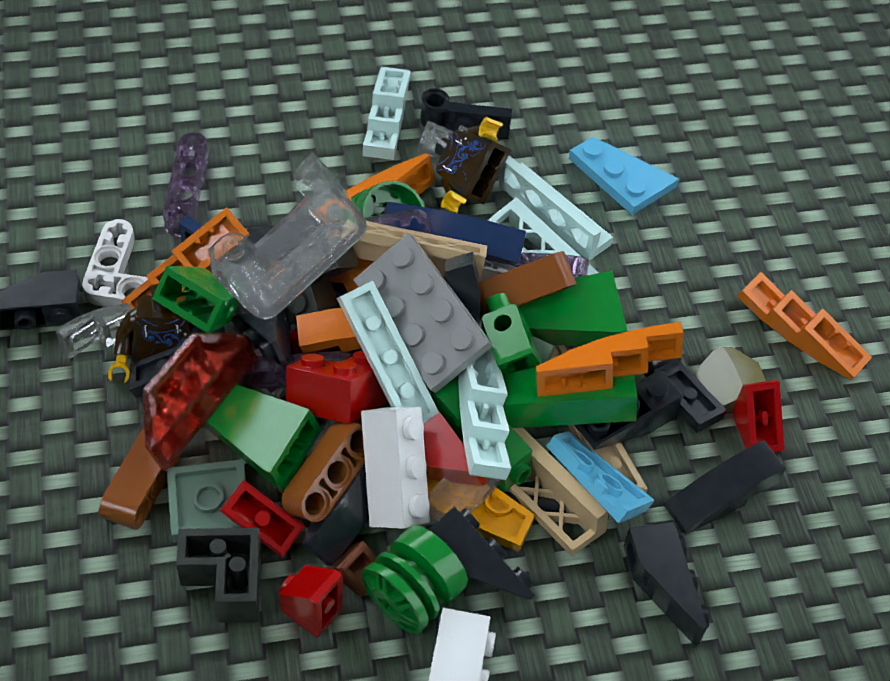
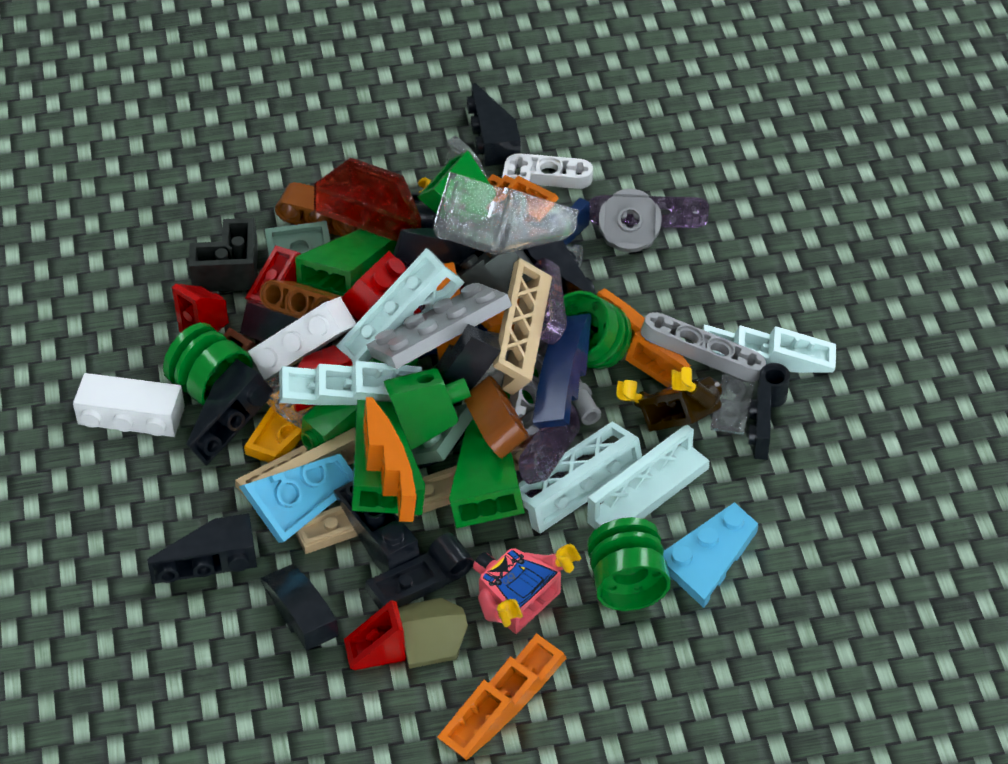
camera: 95 degrees right, 5 degrees down
(198, 199) = (643, 209): none -> light grey plate
(401, 143) = (668, 331): none -> light grey beam
(665, 215) = (628, 564): none -> green wheel
(683, 298) = (521, 584): none -> torso

